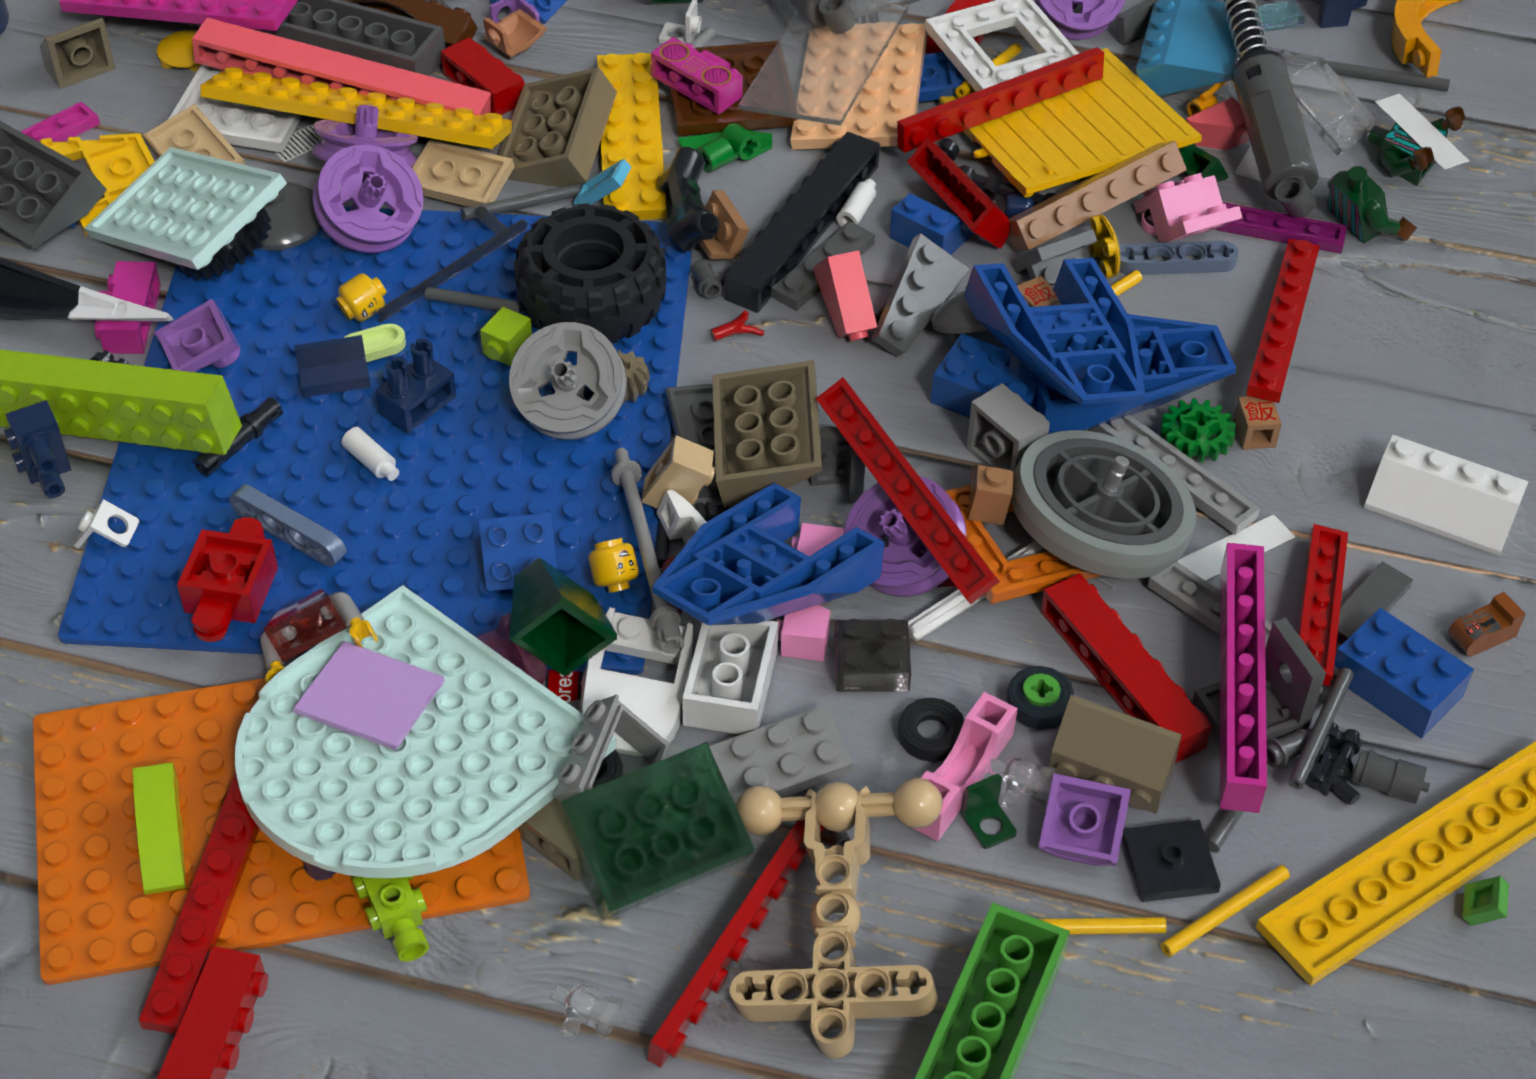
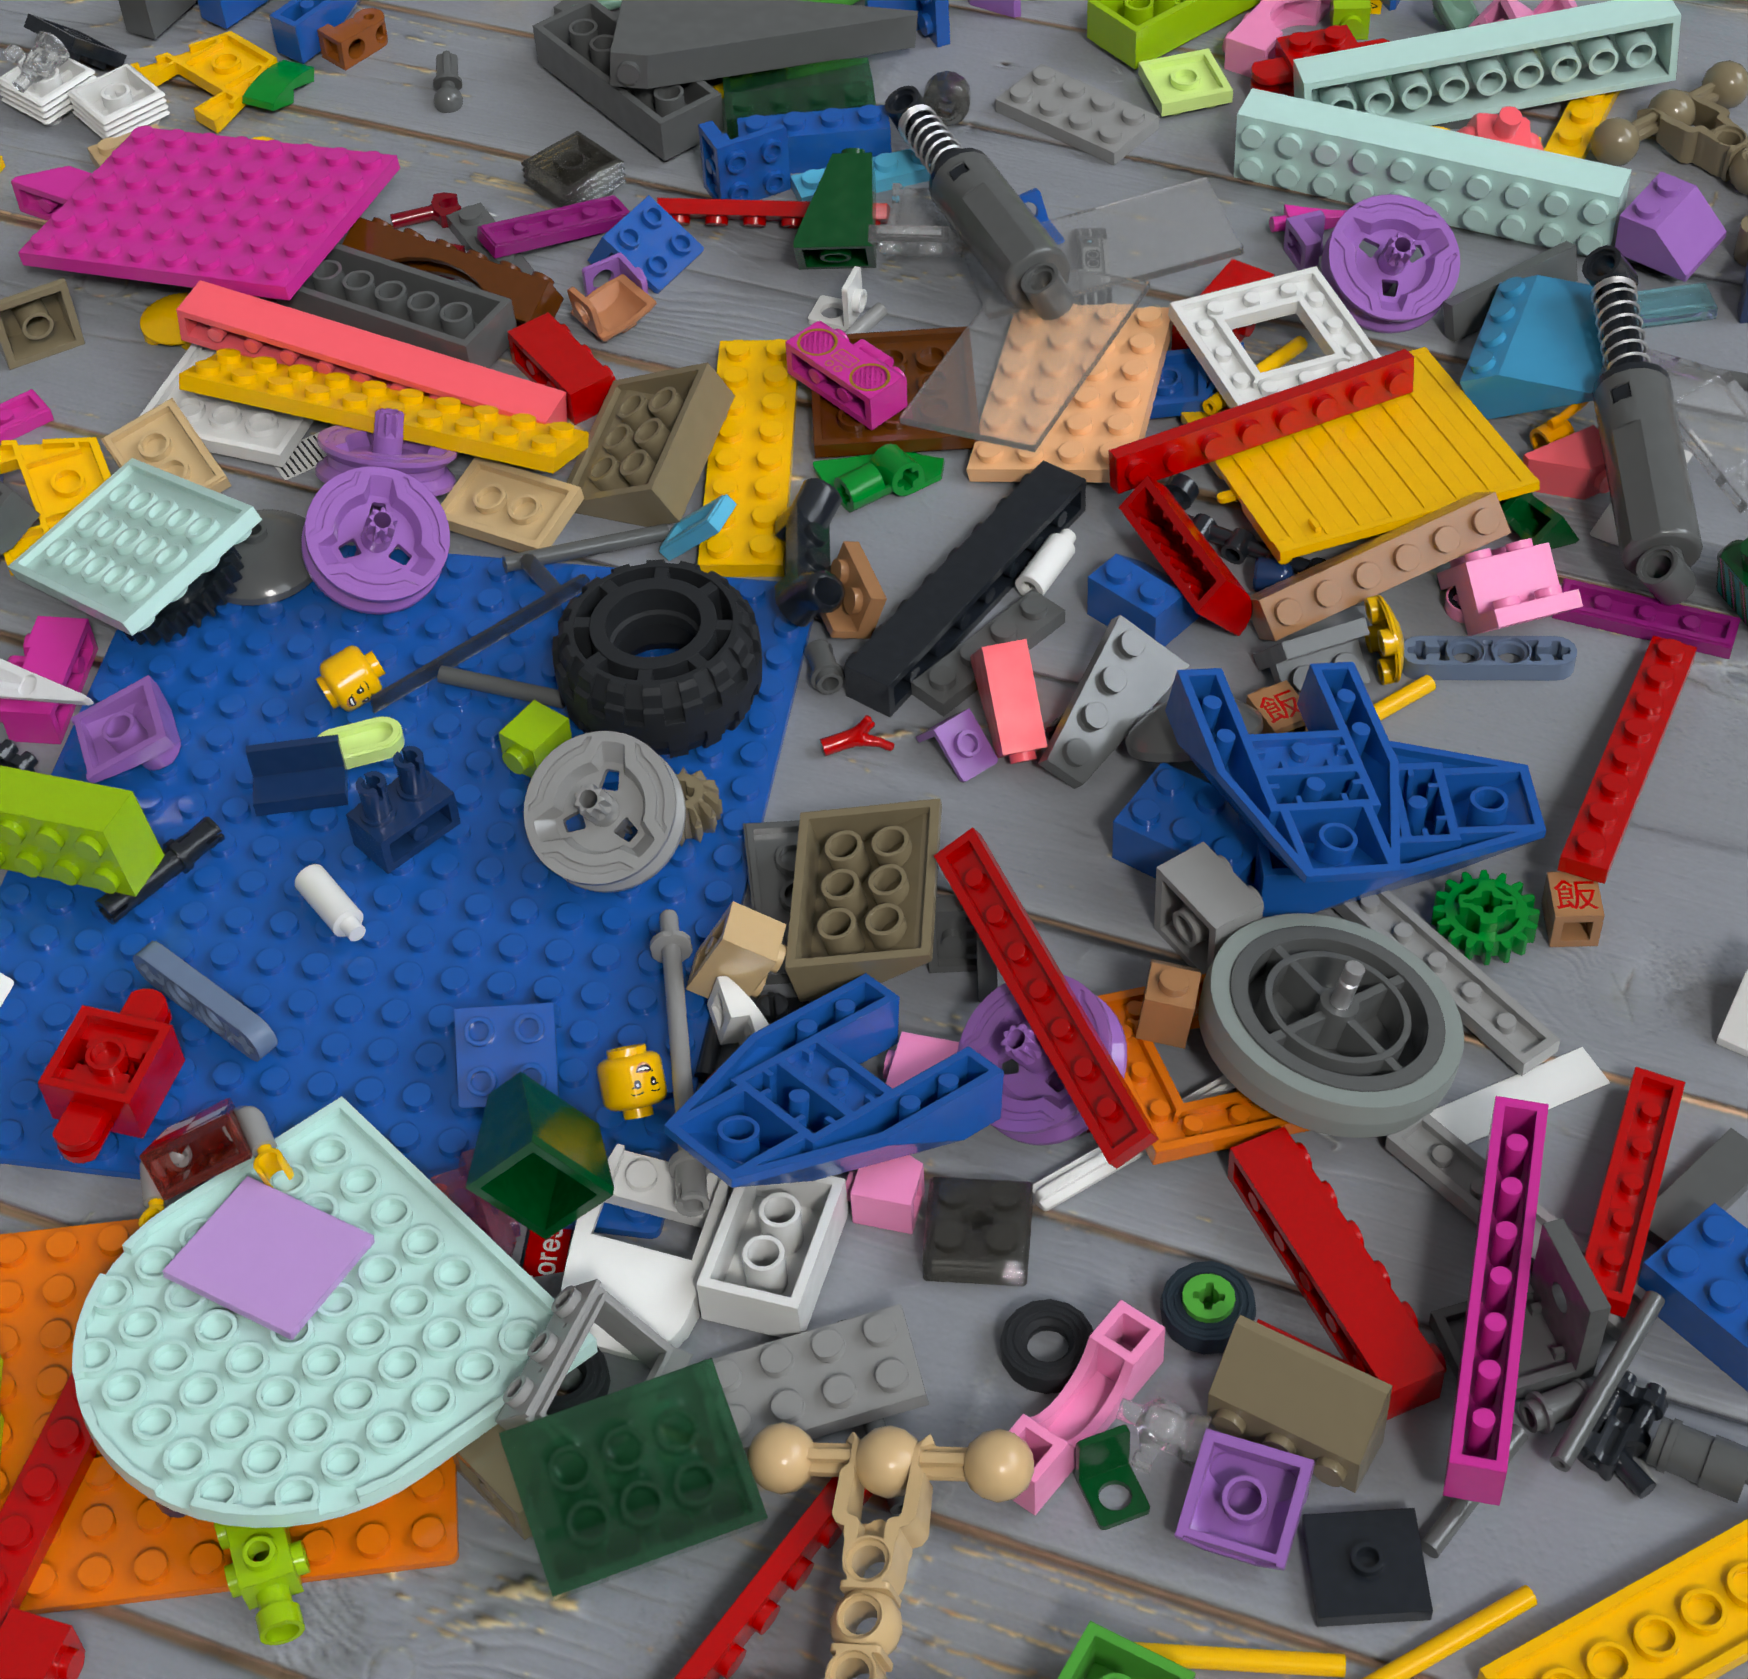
camera: 10 degrees right, 0 degrees up
(815, 328) = (962, 744): none -> medium lavender bracket

